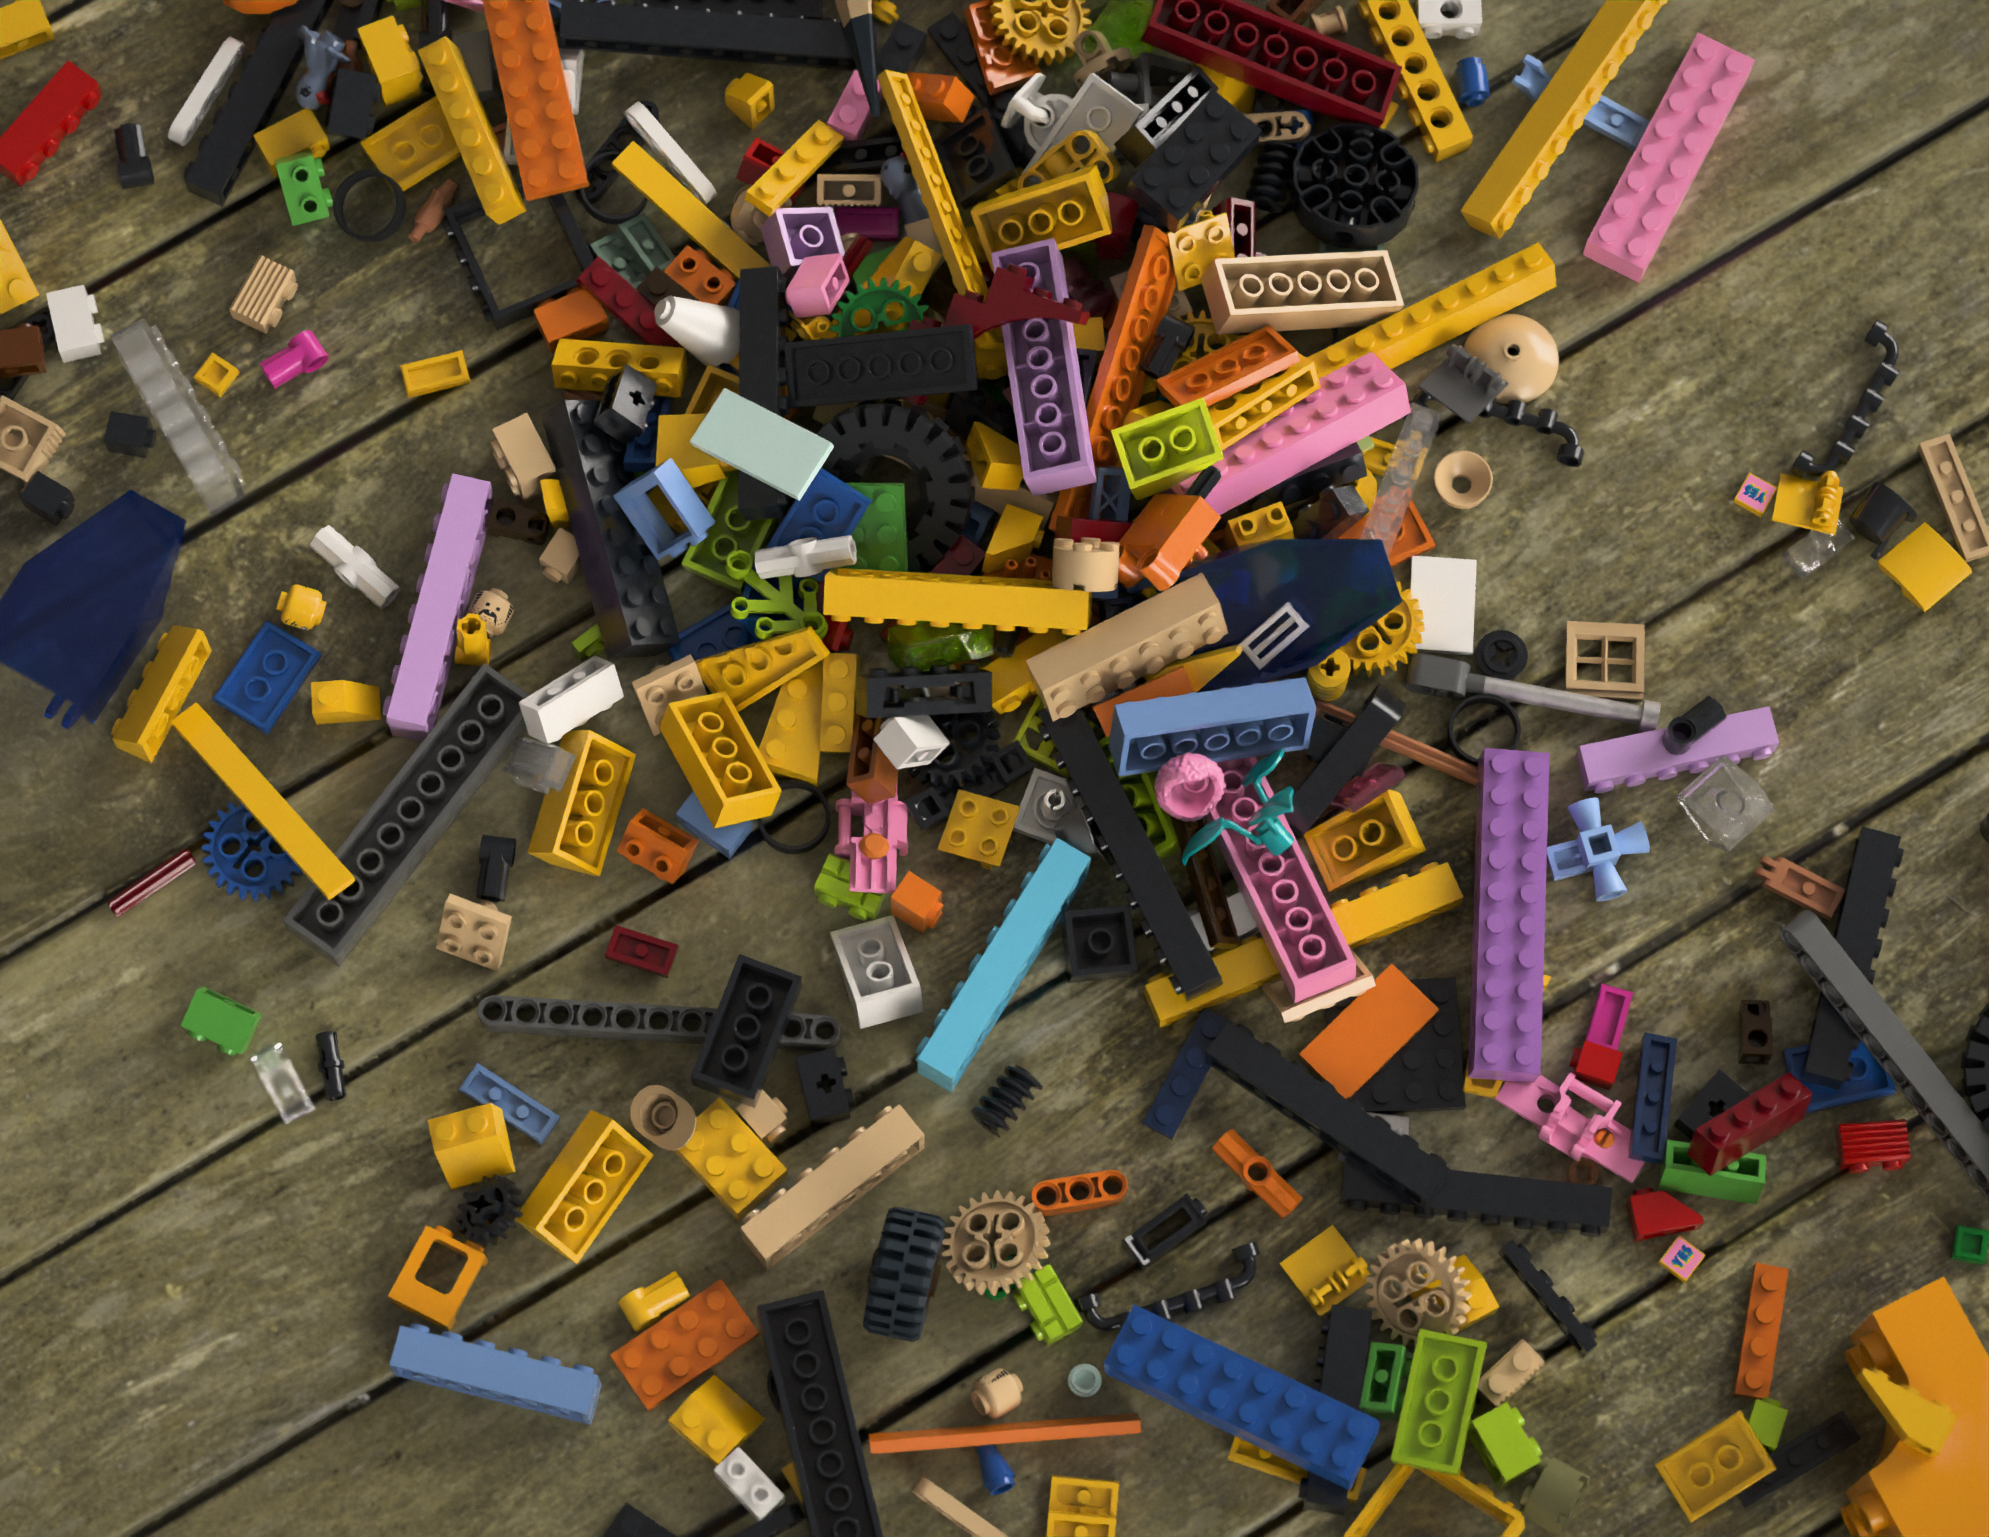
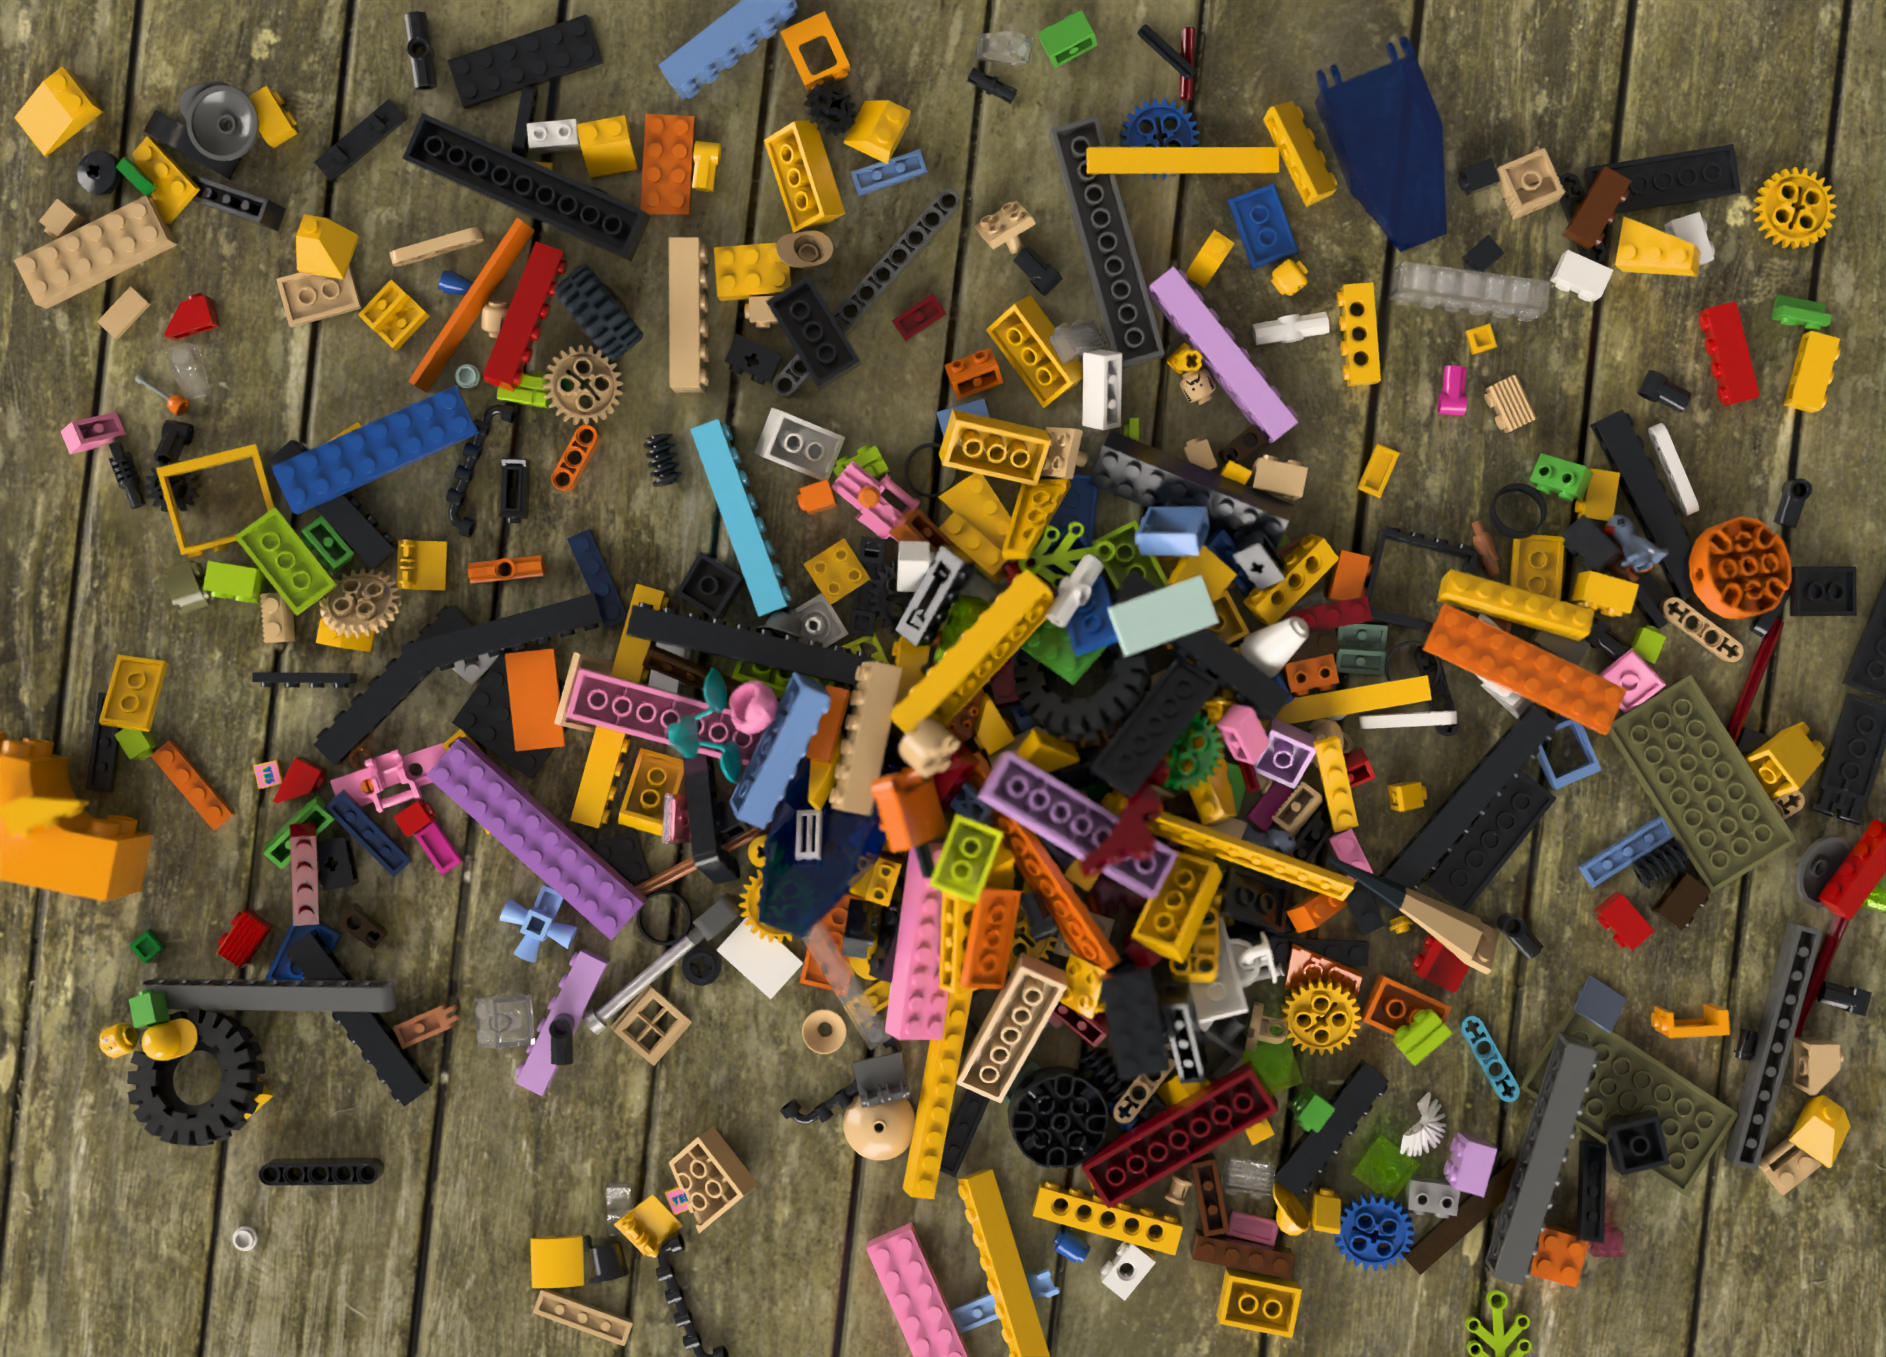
camera: 130 degrees right, 15 degrees up
(156, 909) = (1166, 52): none -> black axle
(338, 456) = (1363, 296): none -> yellow brick
(971, 1357) = (525, 317): none -> red brick
(1433, 276) = (962, 1131): none -> black tile
(1454, 822) = (624, 855): none -> black plate
(1706, 476) = (711, 1177): none -> tan wedge

